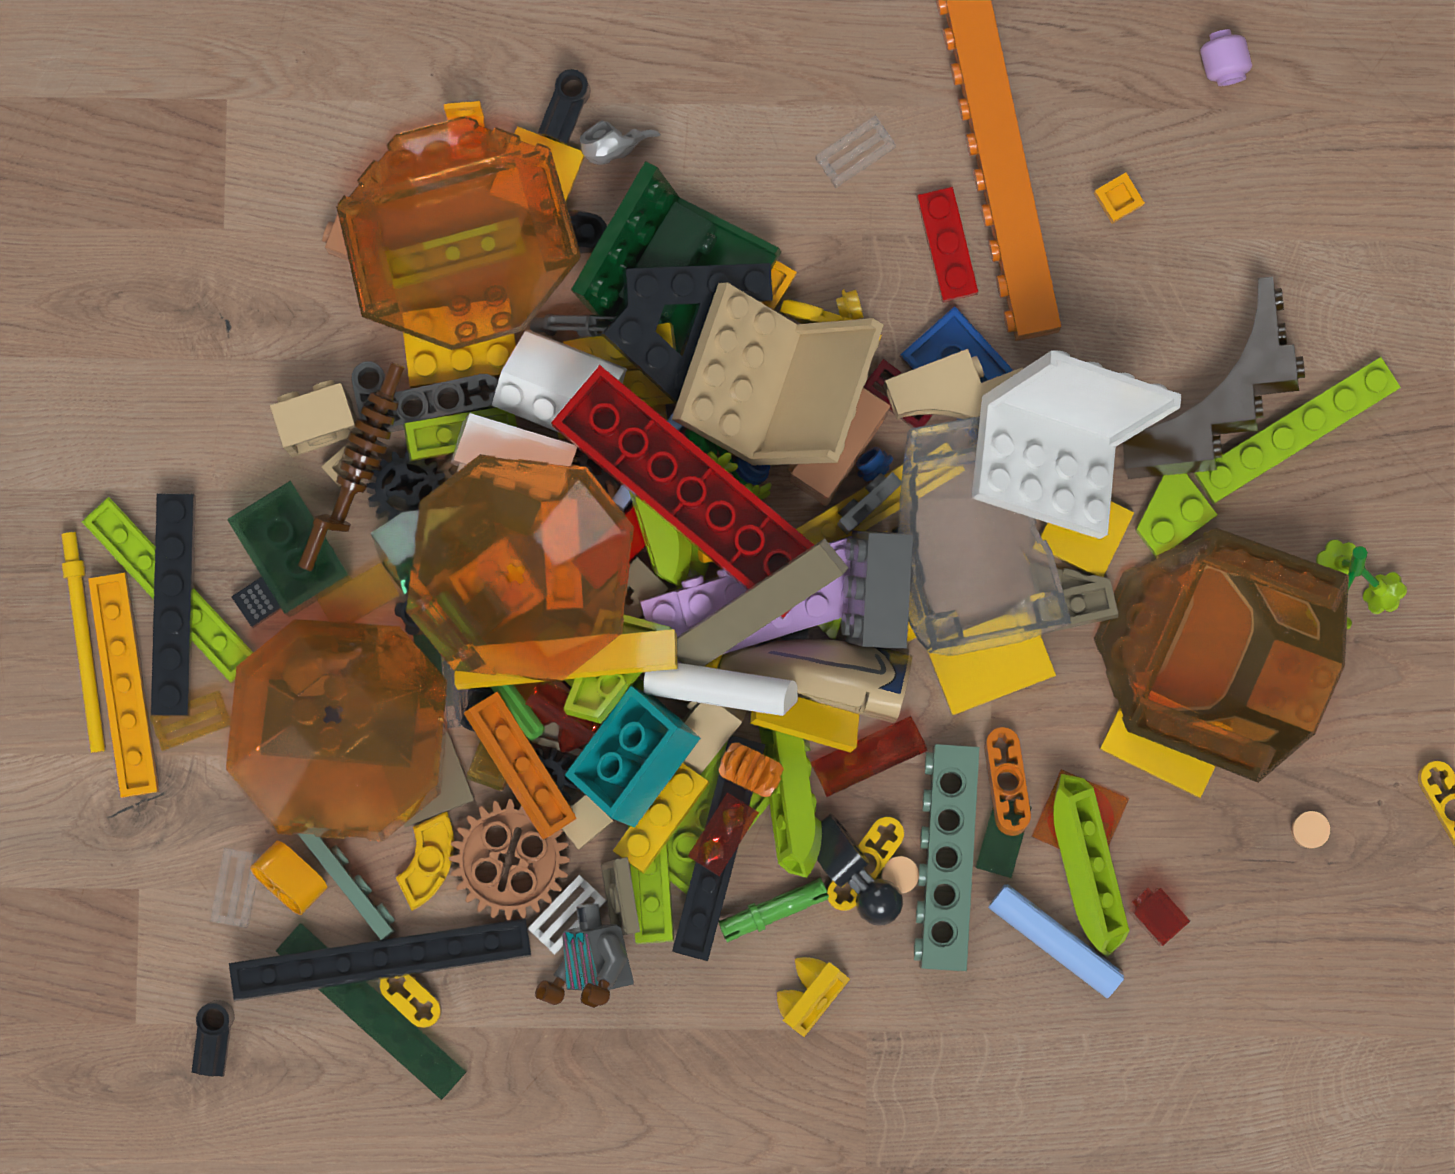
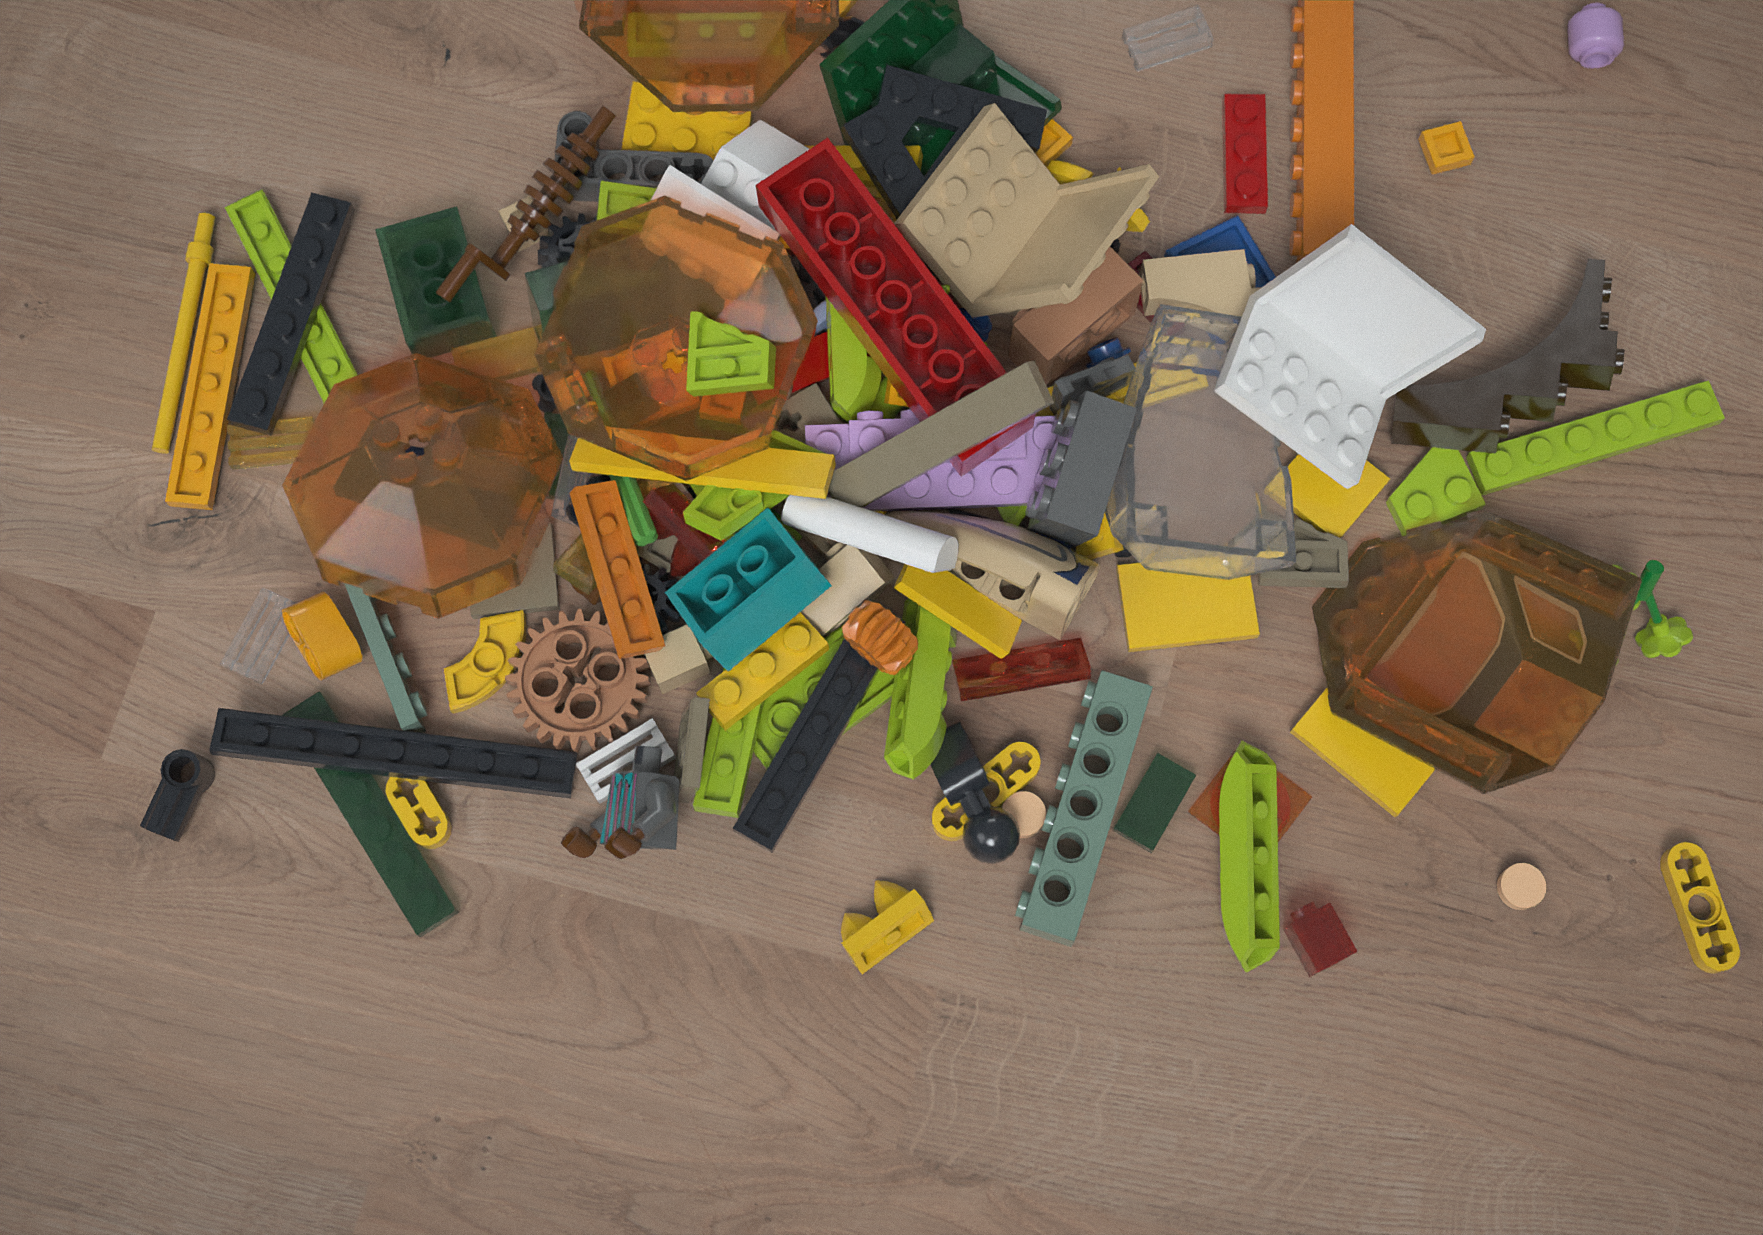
camera: 15 degrees right, 10 degrees down
(256, 602) = (384, 337): black tile -> none
(314, 418) = (502, 153): tan brick -> none
(562, 565) = (727, 359): none -> lime wing
(583, 324) = (821, 128): dark grey piece -> none
(723, 834) = (829, 708): clear red tile -> none
(767, 912) = (864, 815): bright green pin -> none
(1001, 809) = (1162, 751): orange beam -> none
(1056, 941) = (1190, 937): light blue brick -> none

